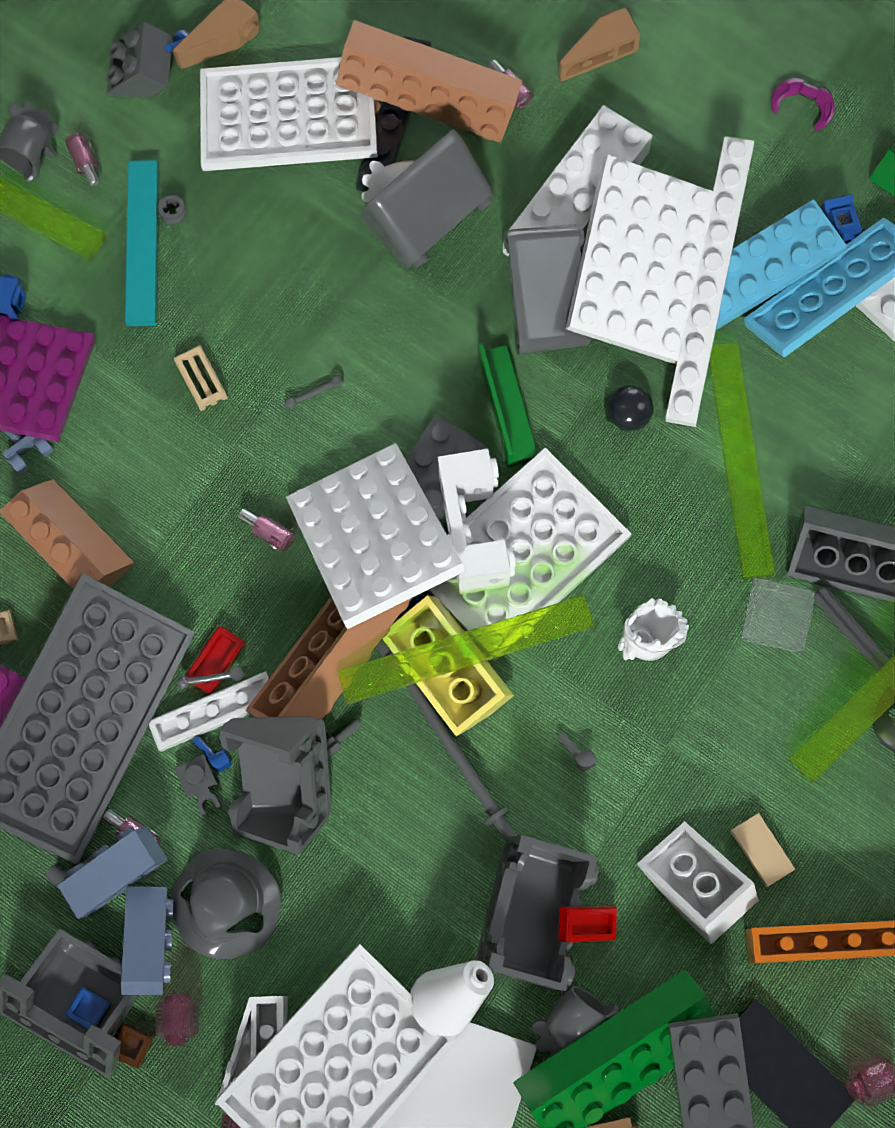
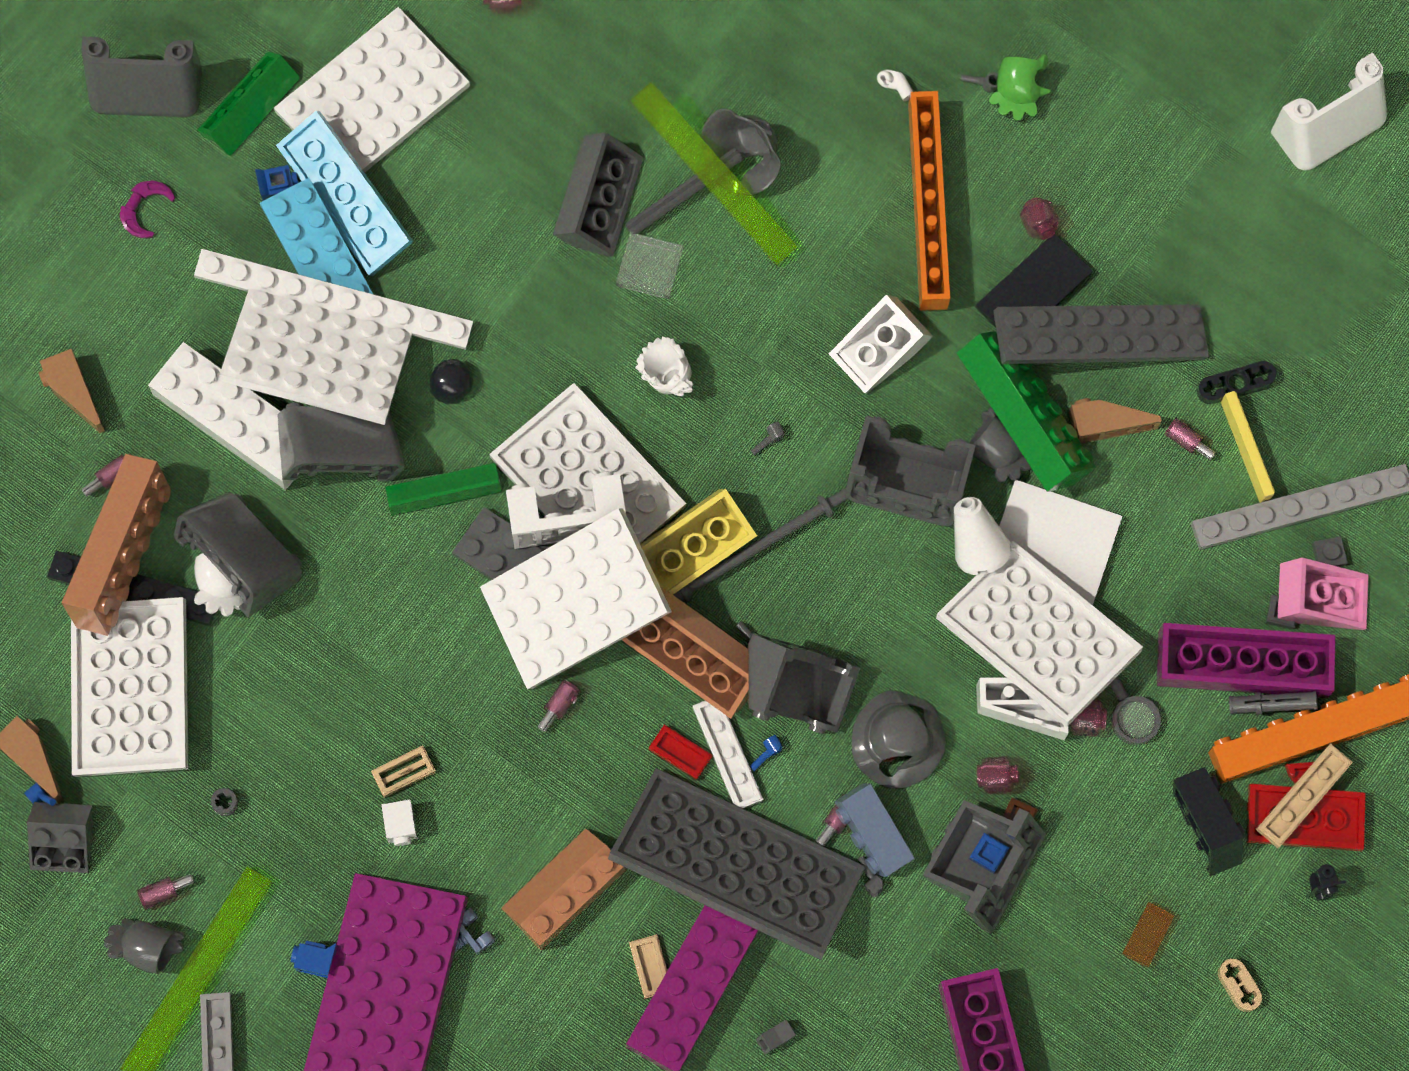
camera: 95 degrees left, 0 degrees up
(142, 243) = (257, 831): teal tile -> none
(143, 373) = (399, 822): none -> white brick
(146, 941) = (933, 798): sand blue brick -> none
(197, 780) = (789, 766): dark grey plate -> none
(236, 674) = (695, 730): dark grey hinge -> none
(291, 402) = (432, 686): dark grey hinge -> none
(465, 649) = (685, 520): clear neon green tile -> none
(587, 923) = (917, 432): red tile -> none
(740, 462) = (506, 287): clear neon green tile -> none
(762, 850) = (853, 292): tan tile -> none

